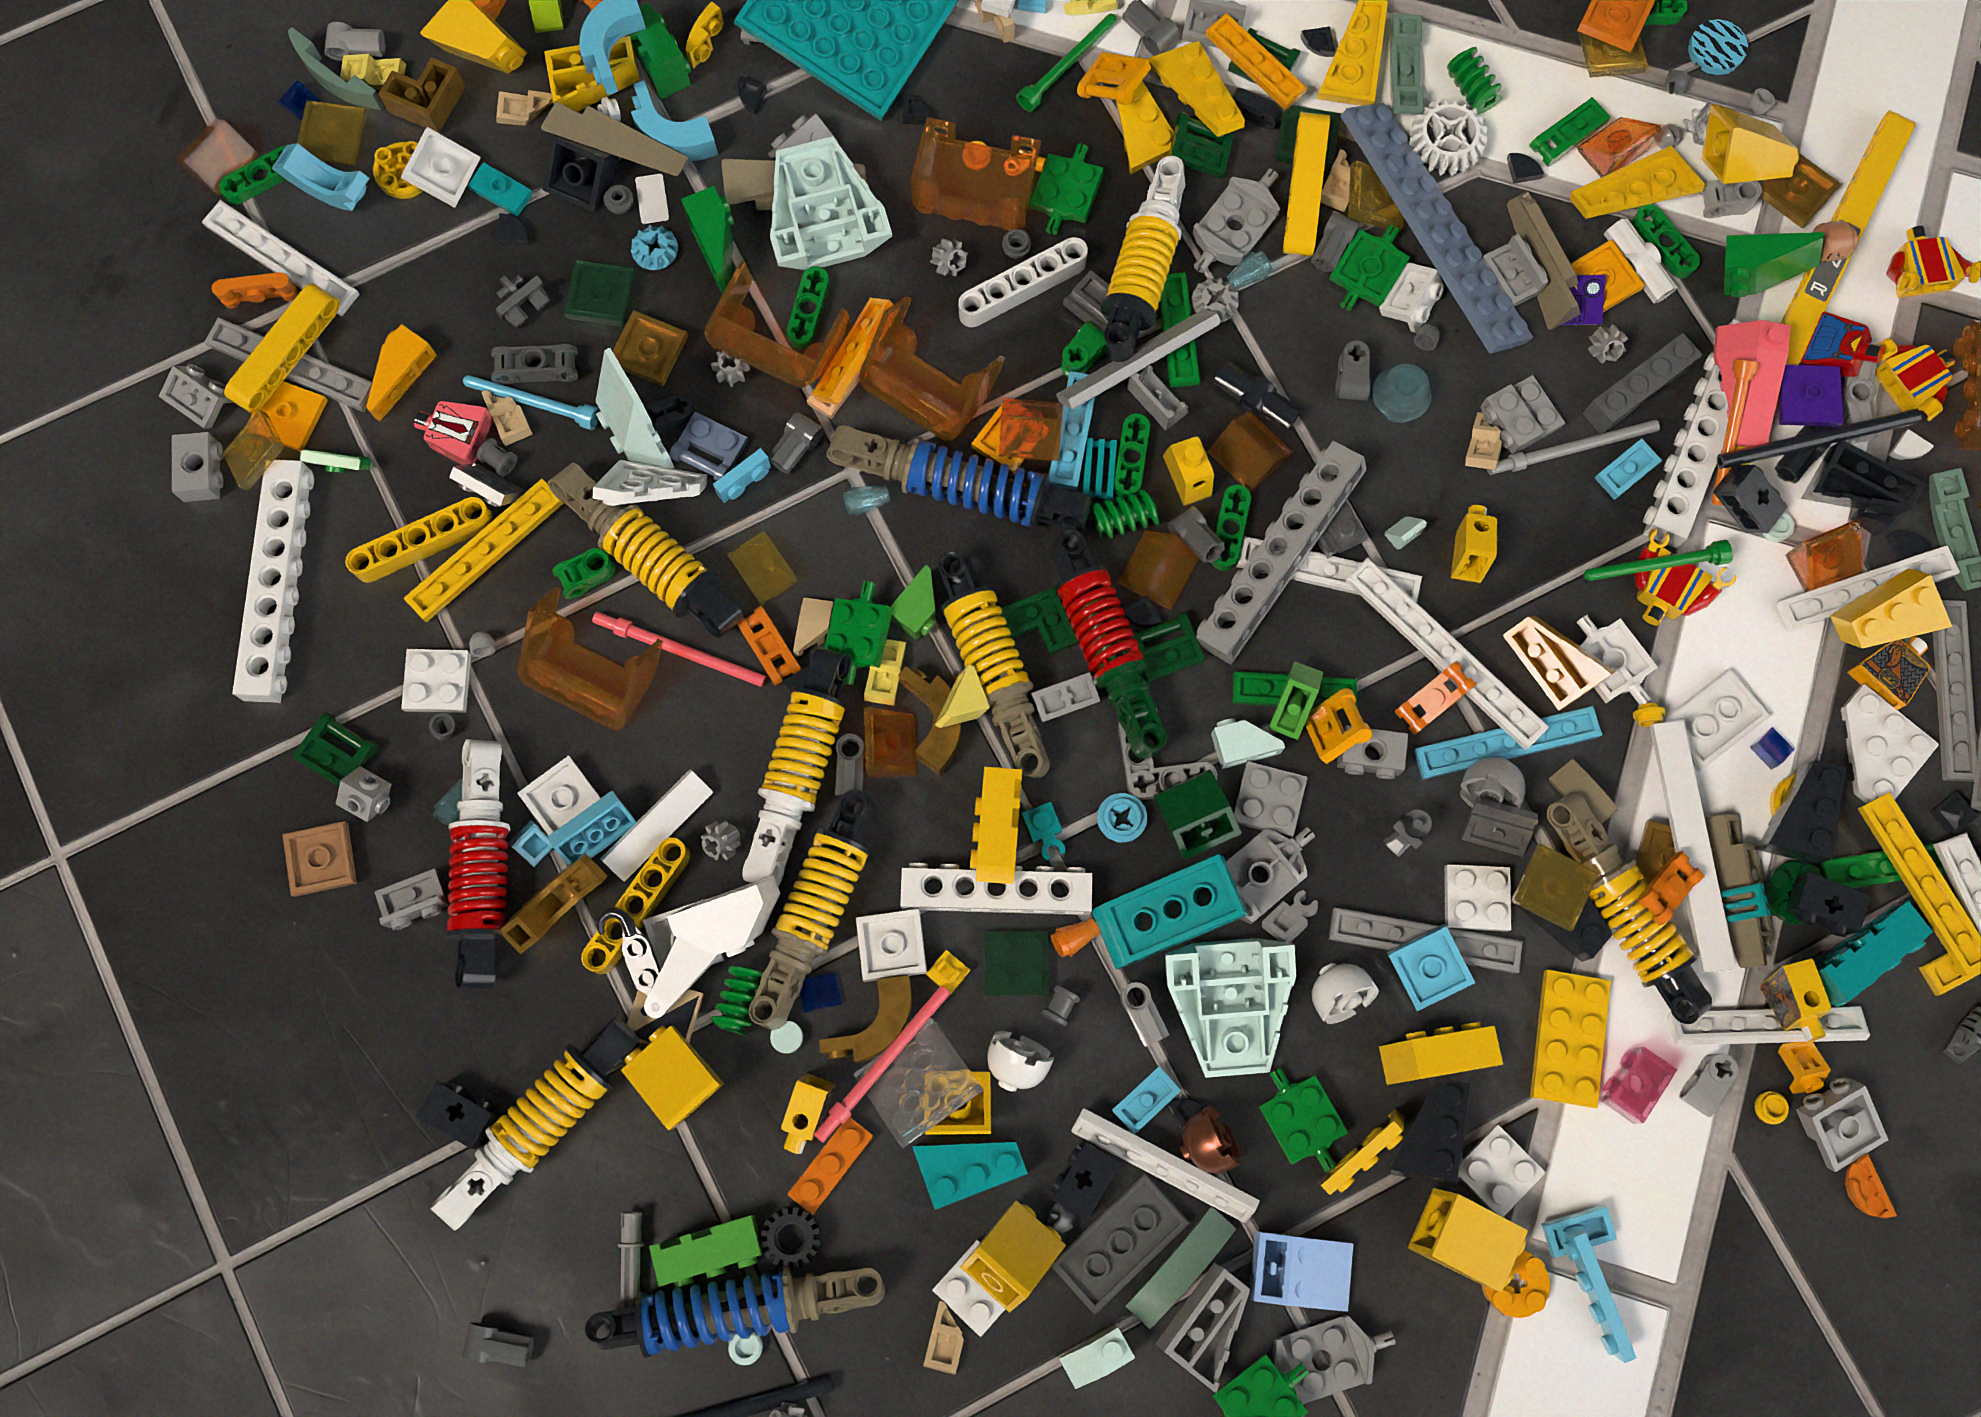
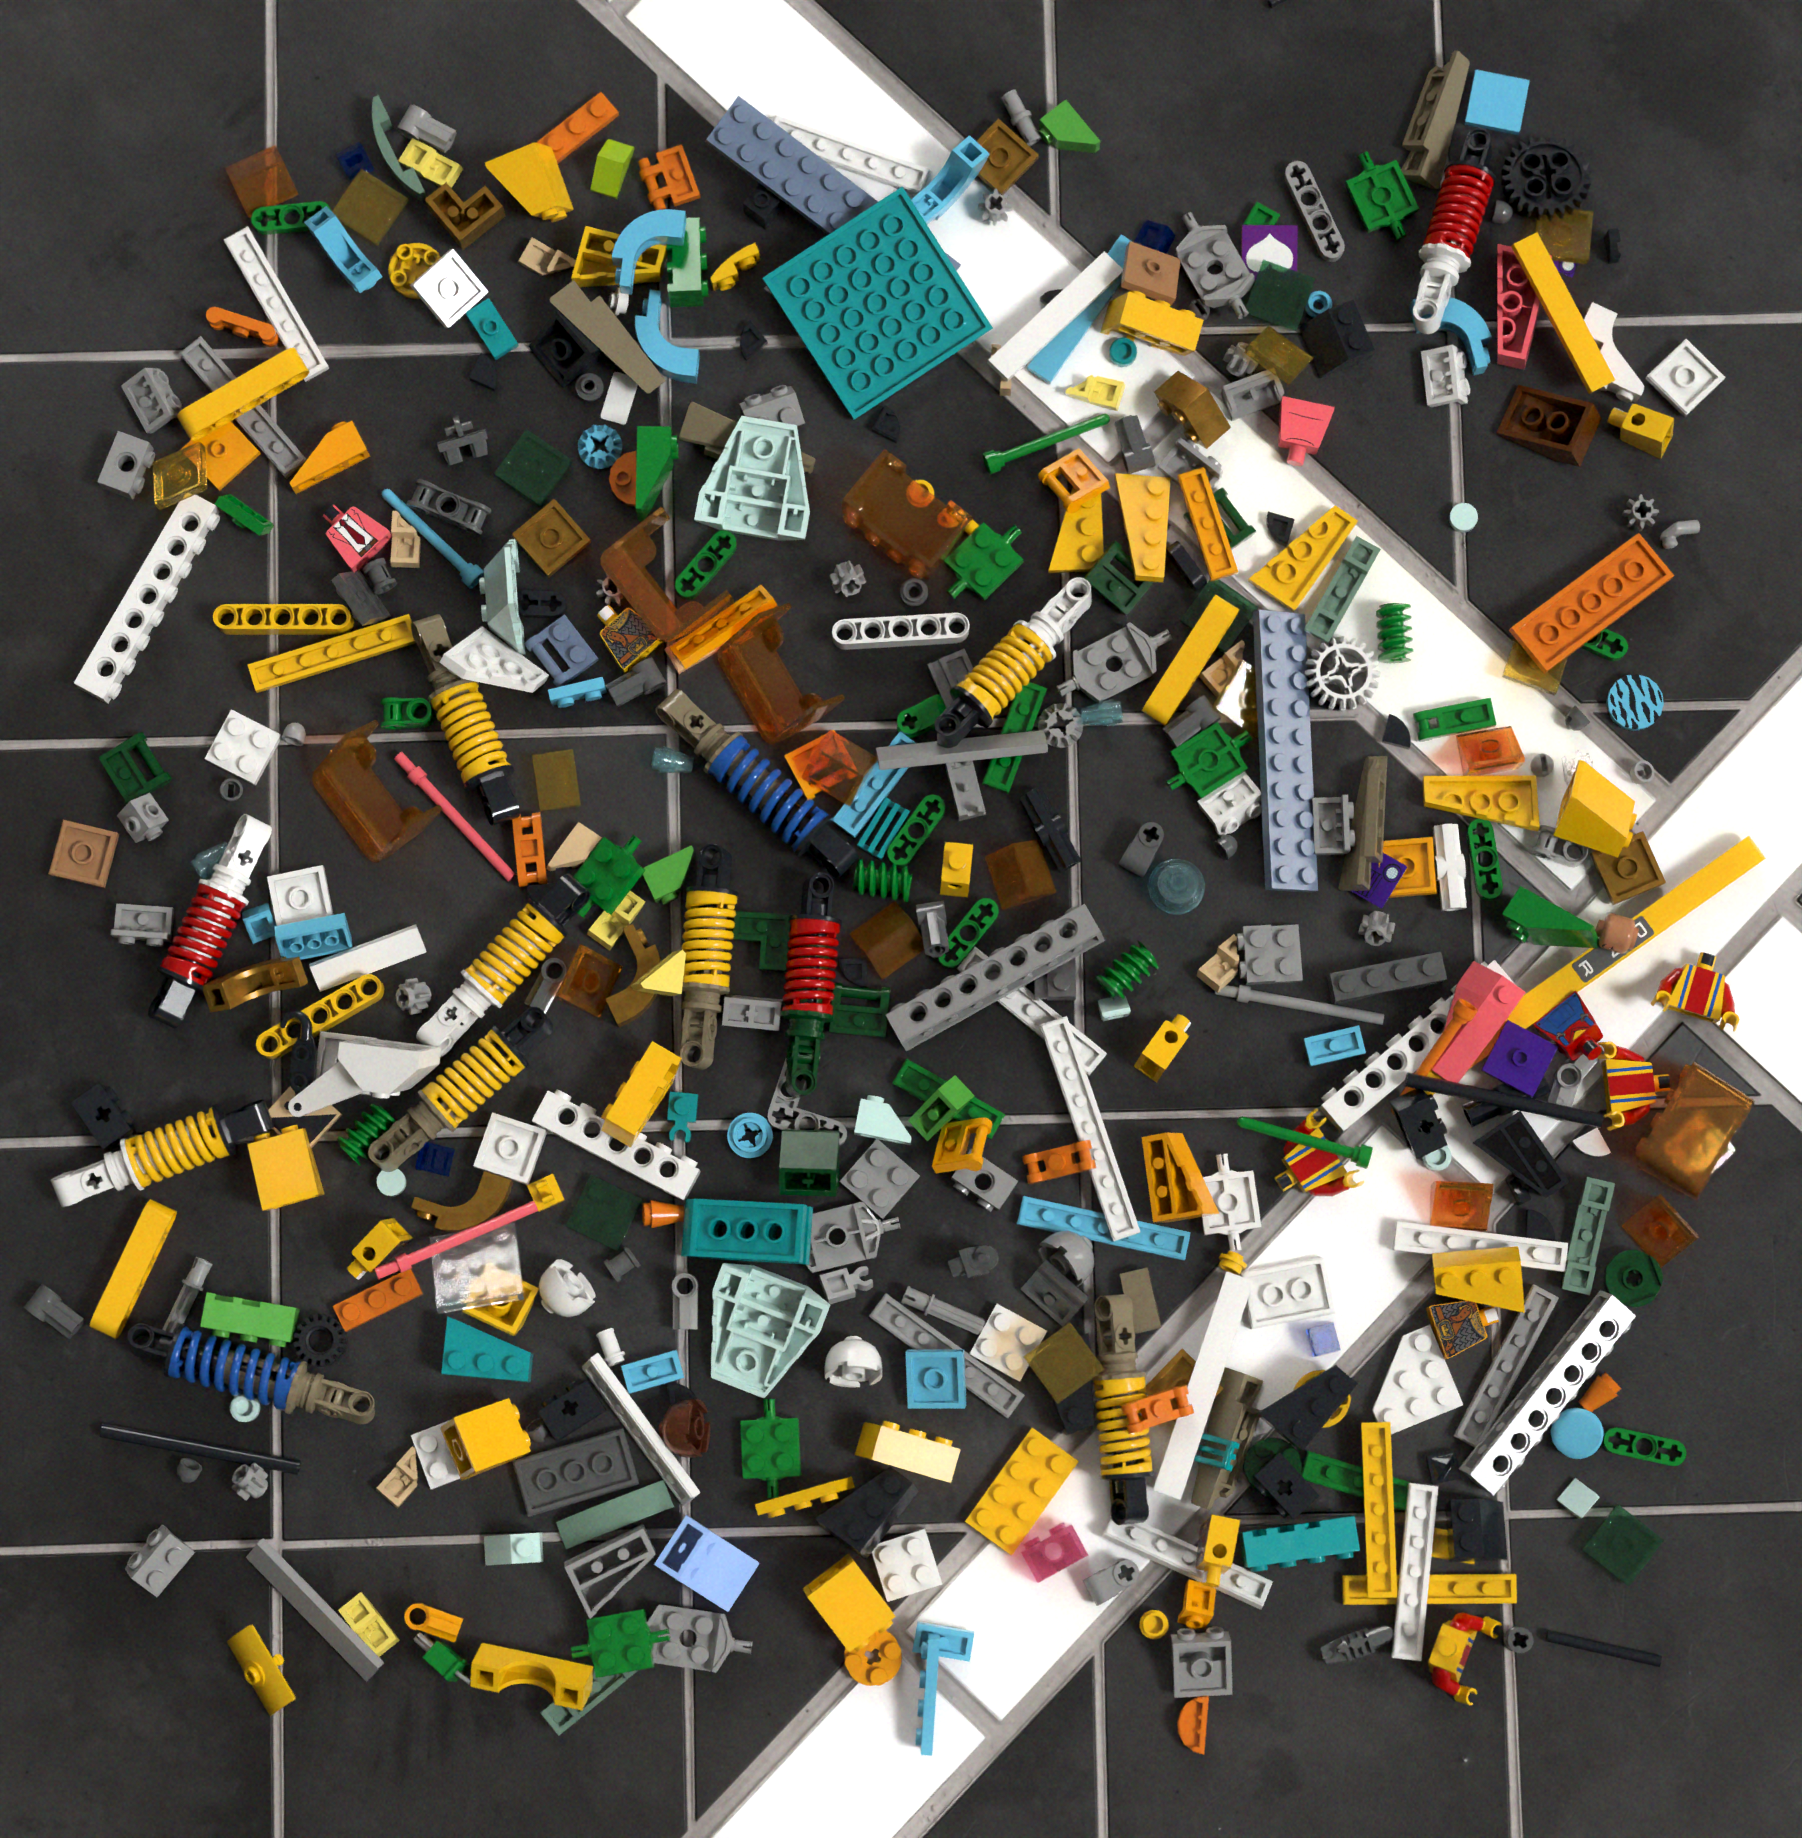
camera: 25 degrees right, 5 degrees up
(560, 1259) = (133, 1269): none -> yellow beam
(692, 266) = (623, 478): none -> orange plate
(766, 404) = (626, 637): none -> torso
(1091, 1096) = (610, 1347): none -> white pin
(1399, 488) = (1127, 971): none -> green piece
(1399, 897) = (943, 1310): none -> light grey axle

